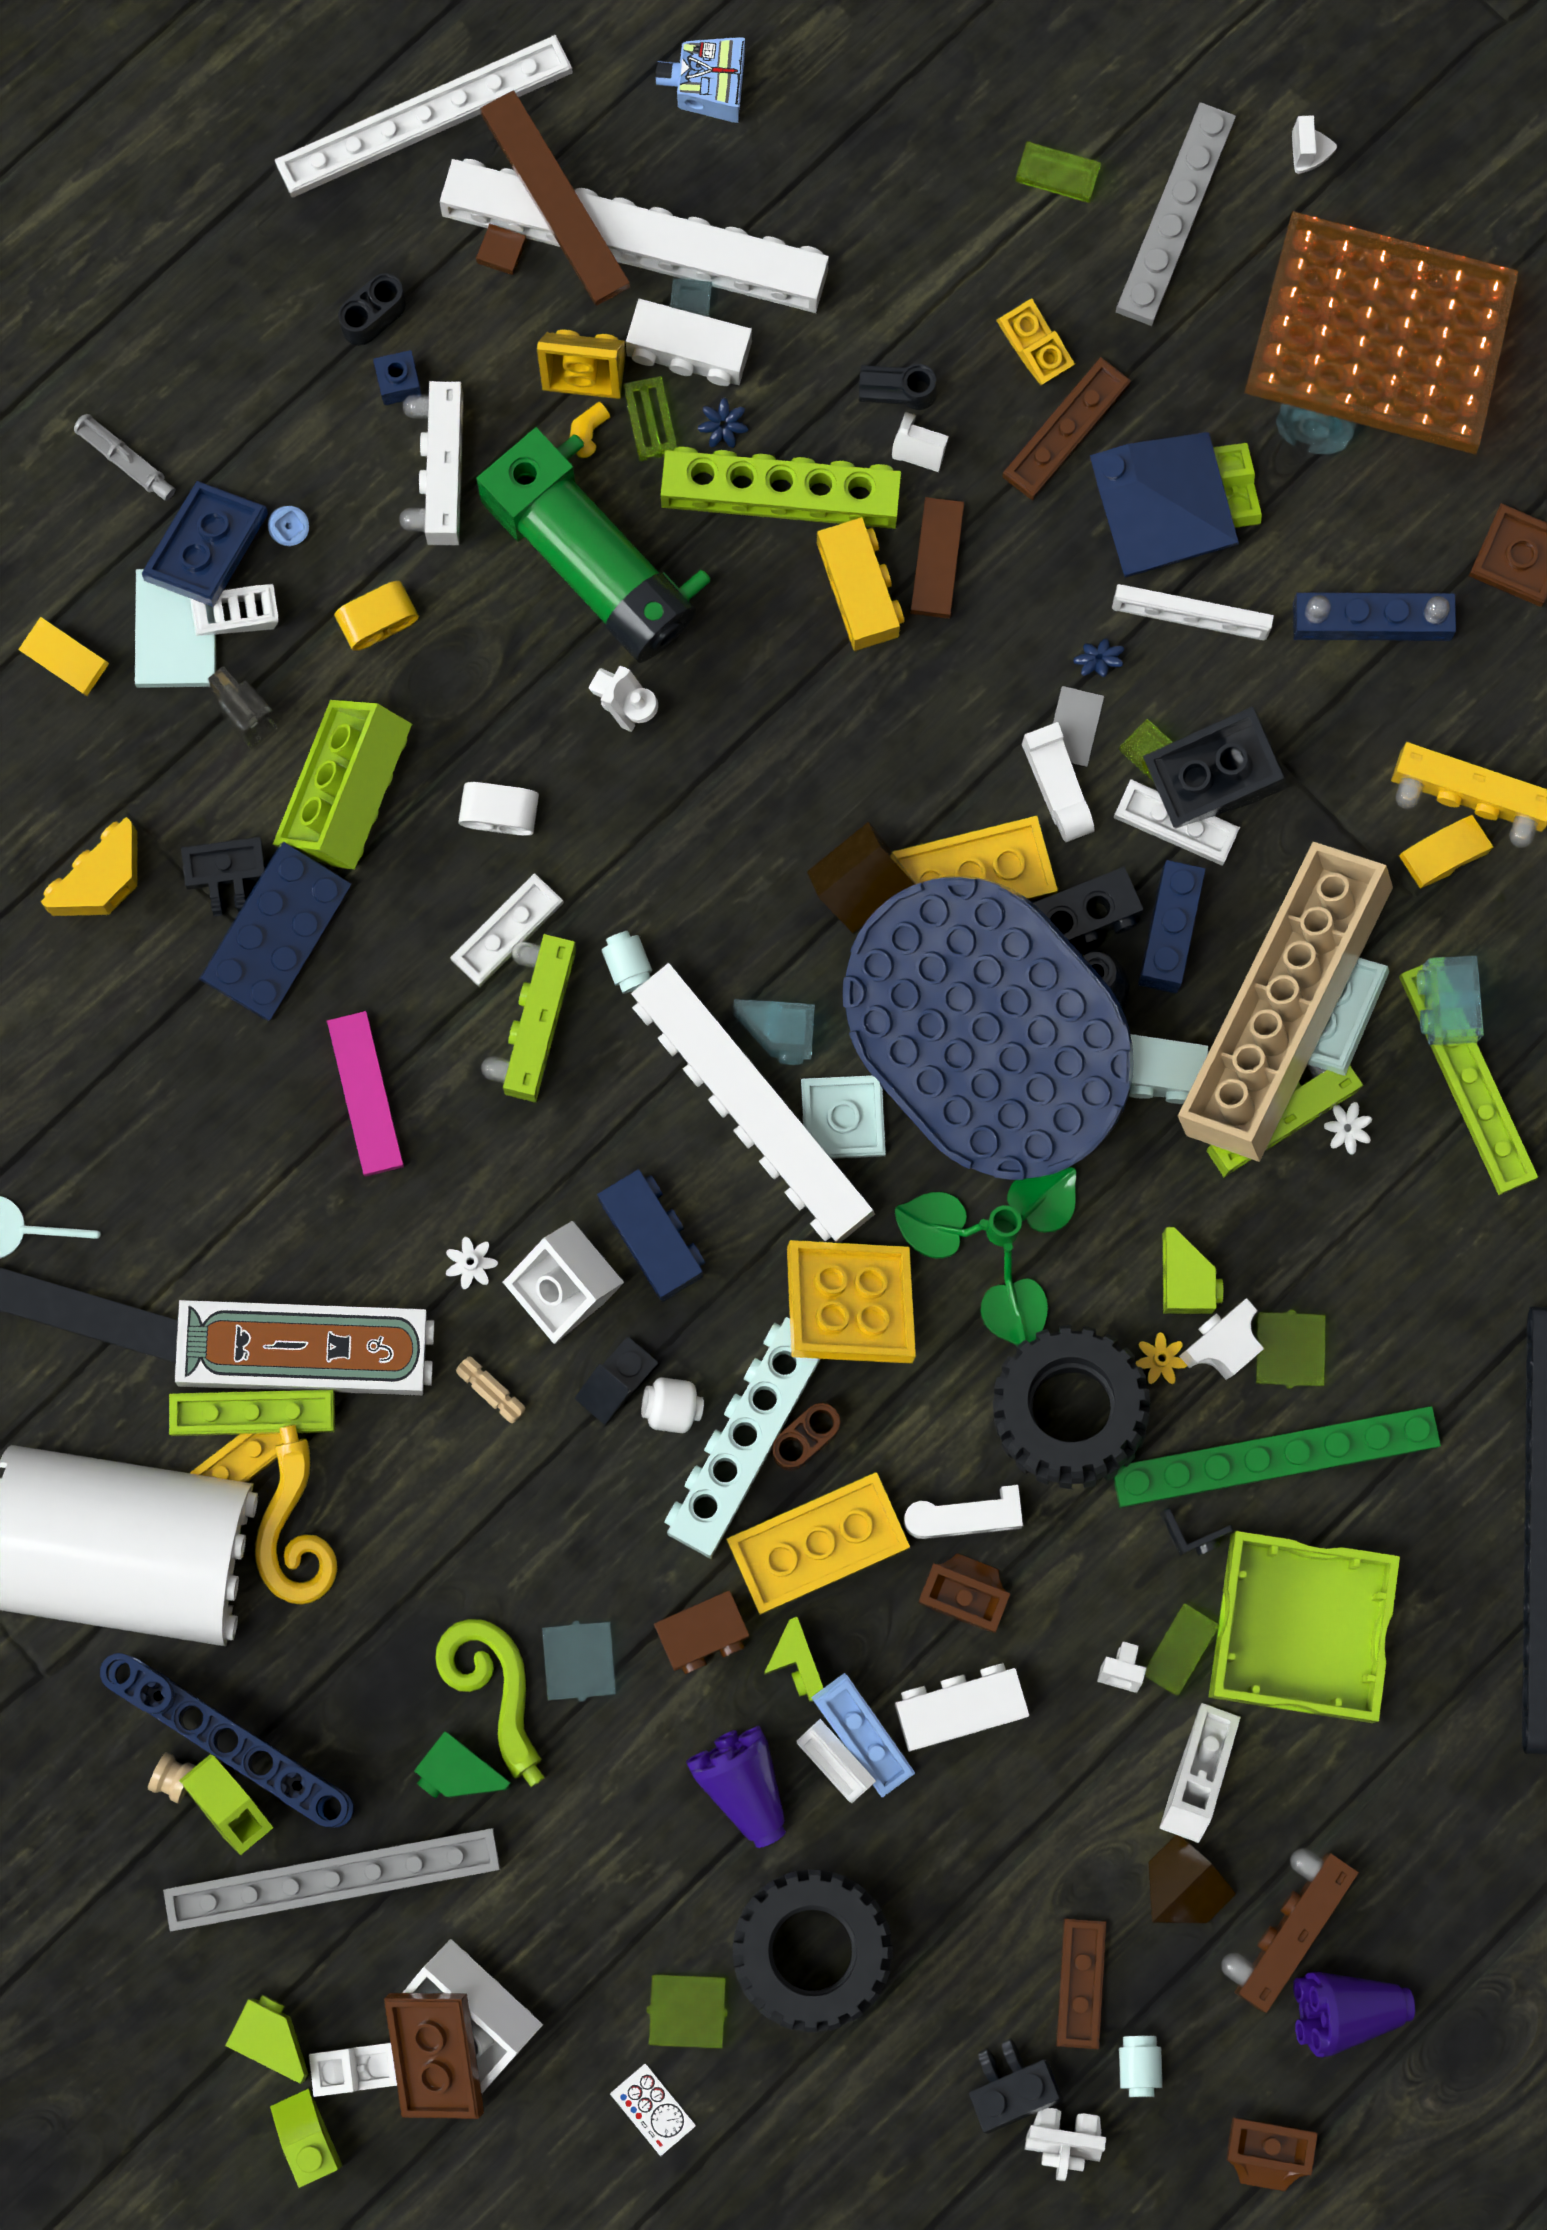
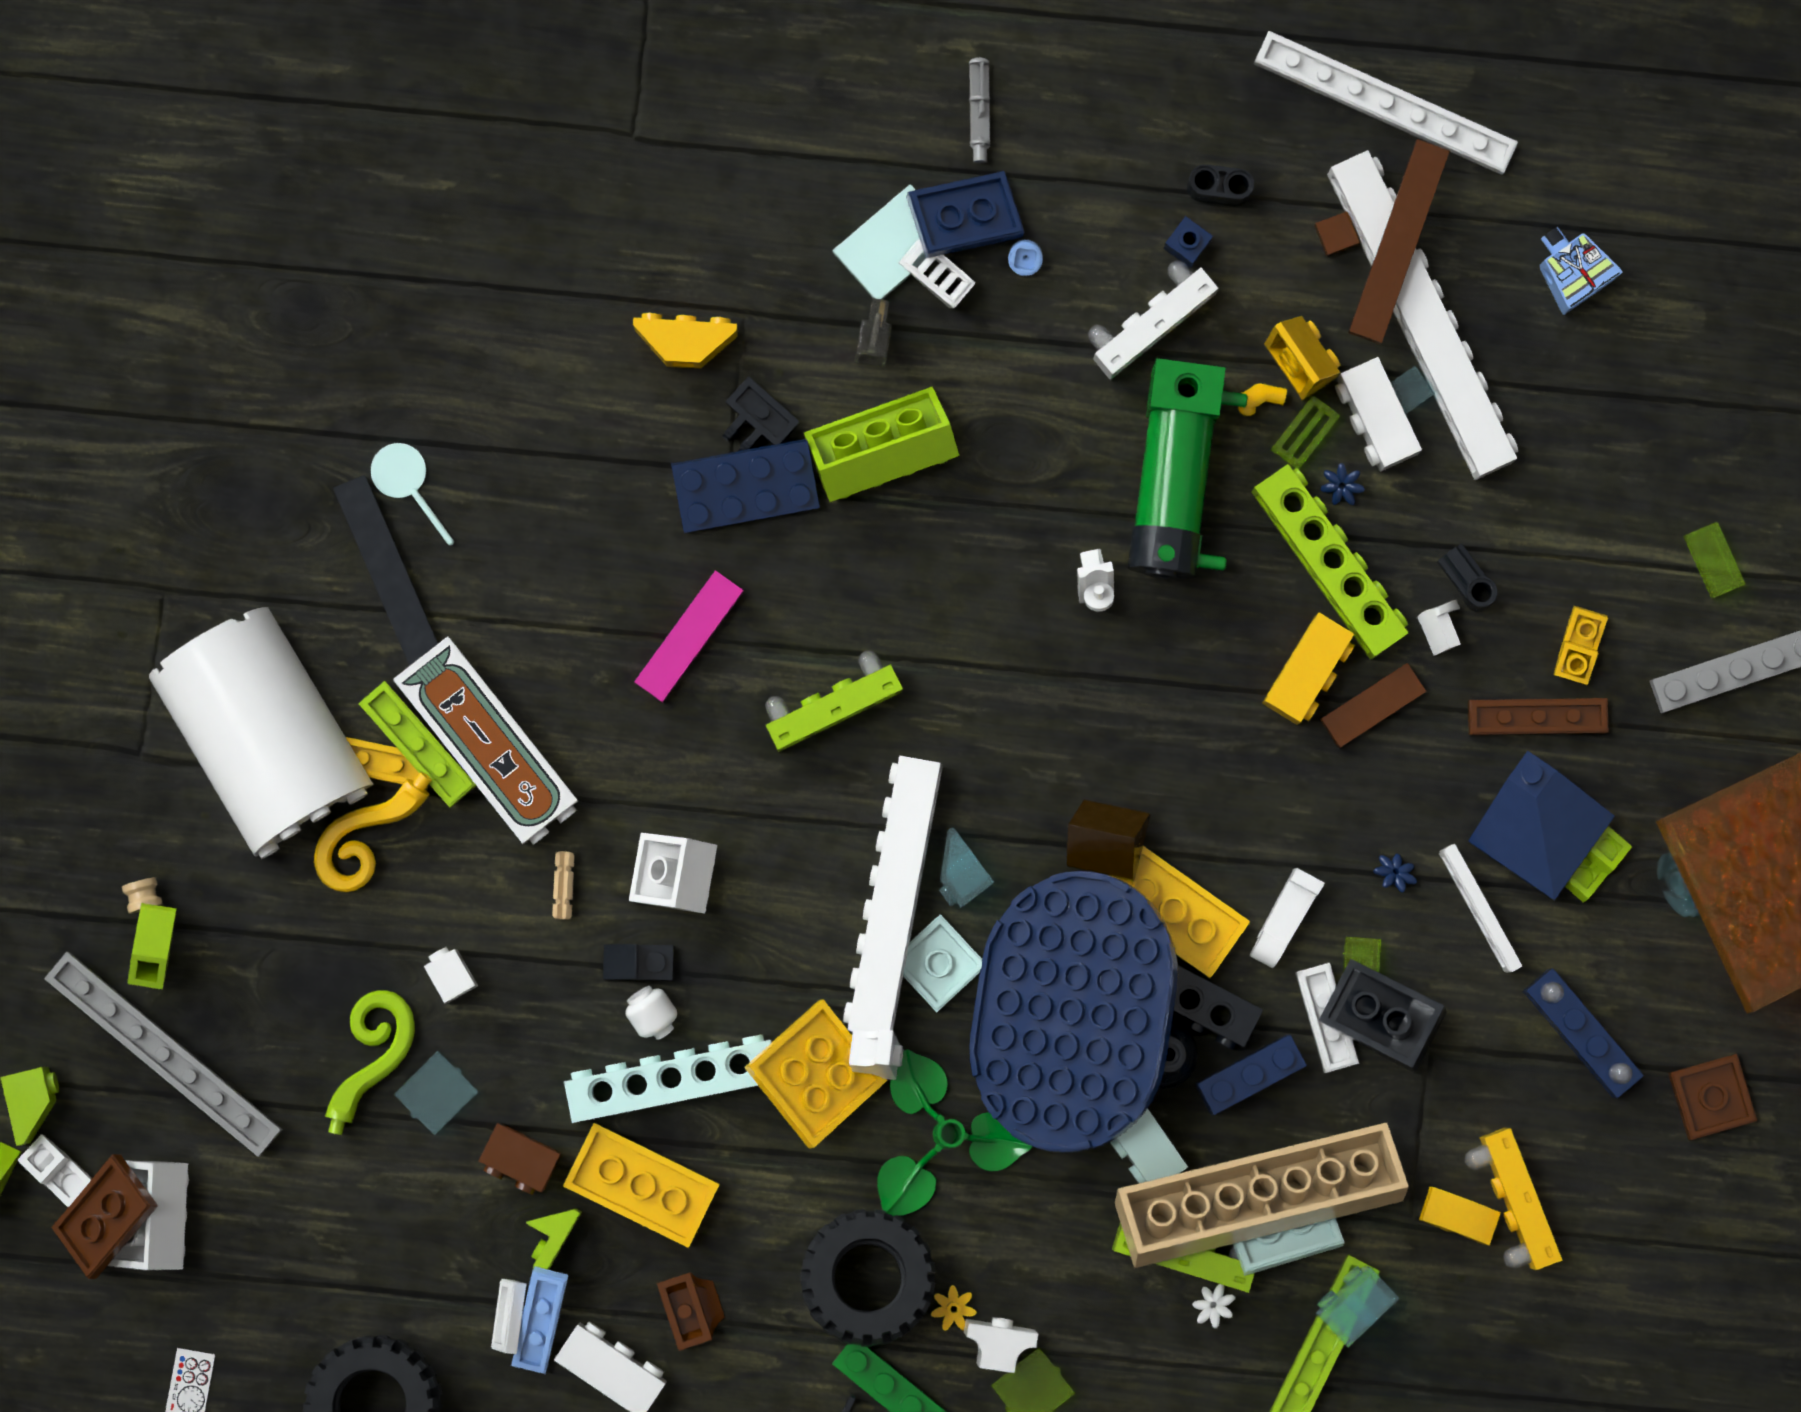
camera: 45 degrees right, 5 degrees up
(63, 656) = (811, 188): yellow slope -> none
(140, 1692) = (174, 831): dark blue piece -> none
(376, 615) = (1013, 368): yellow beam -> none
(457, 1771) = (299, 1076): green slope -> none
(476, 1268) = (641, 806): white plant -> none
(483, 1556) = (450, 974): none -> white brick
(498, 808) = (952, 561): white beam -> none
(505, 928) = (876, 635): white tile -> none
(627, 961) = (921, 733): light aqua brick -> none
(652, 1234) = (753, 904): dark blue brick -> none
(687, 2011) = (270, 1353): clear neon green piece -> none
(742, 1784) = (442, 1267): dark purple cone -> none
(808, 1439) = (703, 1122): reddish brown beam -> none
(878, 1231) = (876, 1053): none -> white brick
(927, 1521) = (716, 1246): white leg -> none
(1078, 720) = (1339, 894): light grey sticker -> none
(1187, 1277) = (1021, 1282): lime slope -> none

